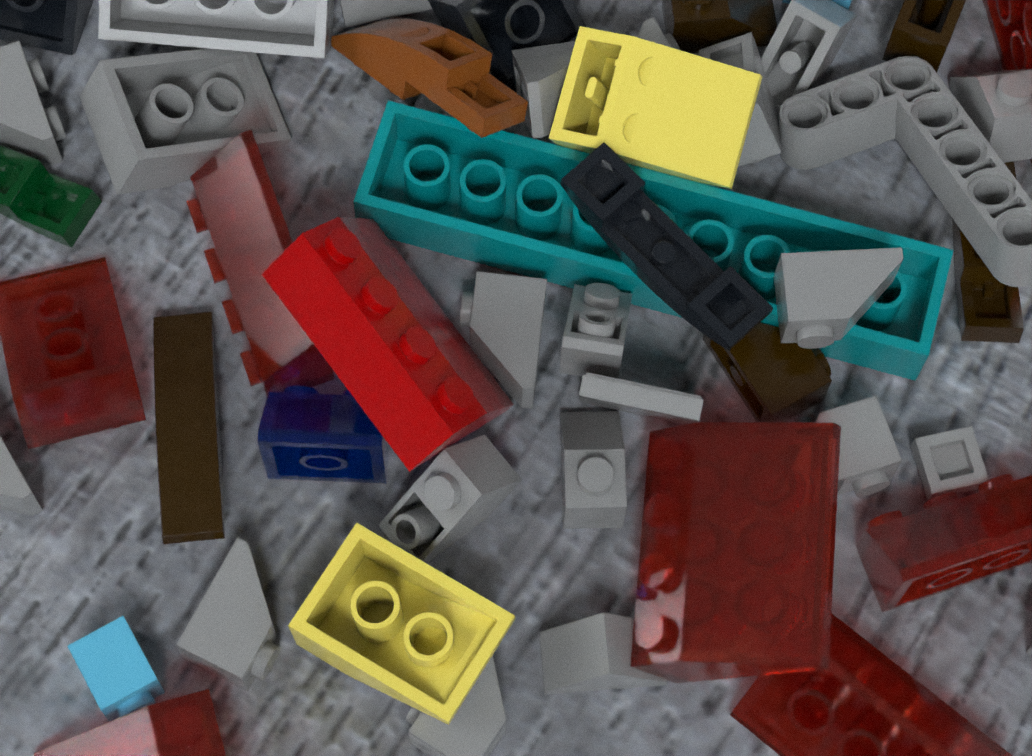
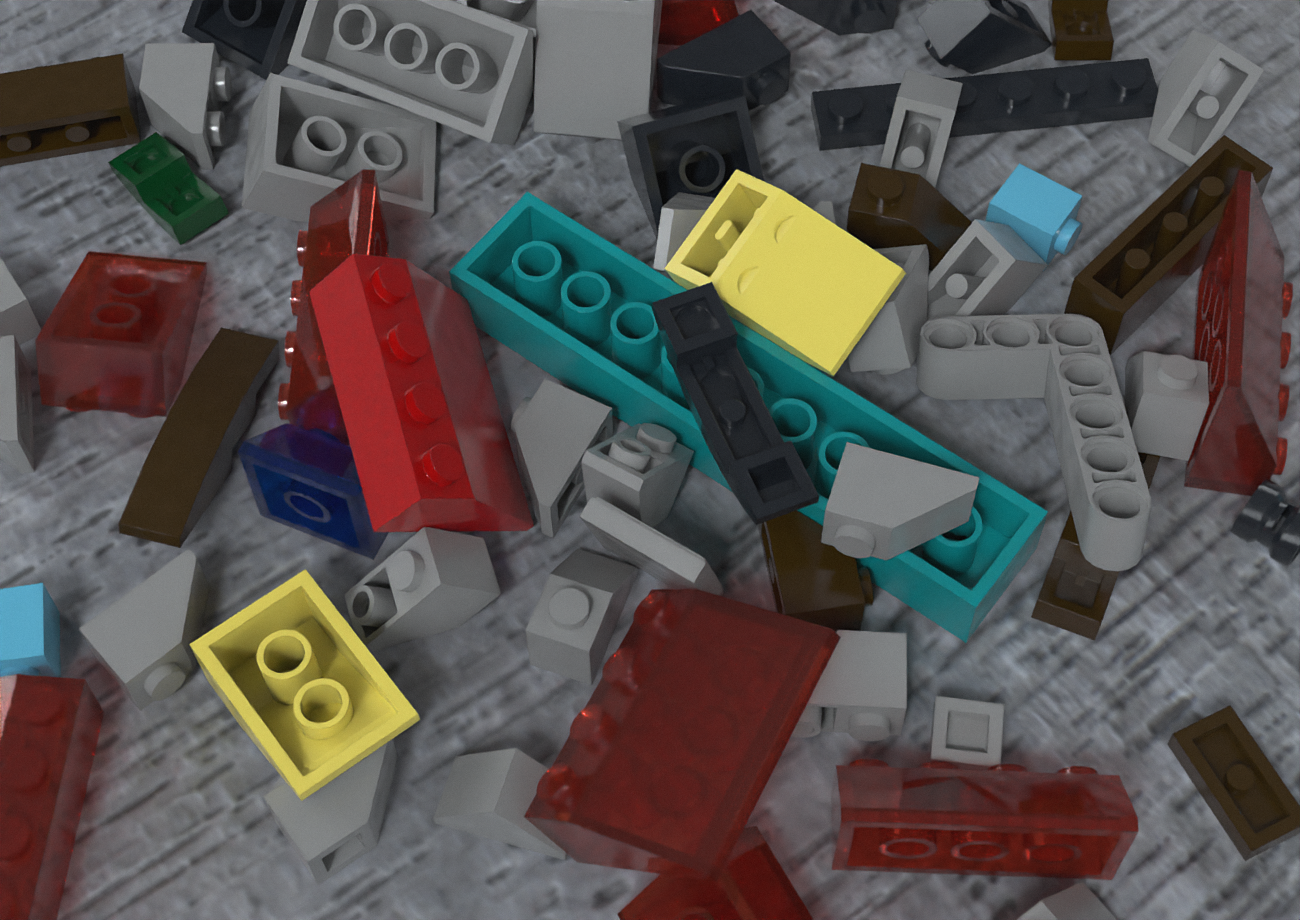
camera: 25 degrees right, 10 degrees down
(439, 63) = (591, 179): dark orange slope -> none

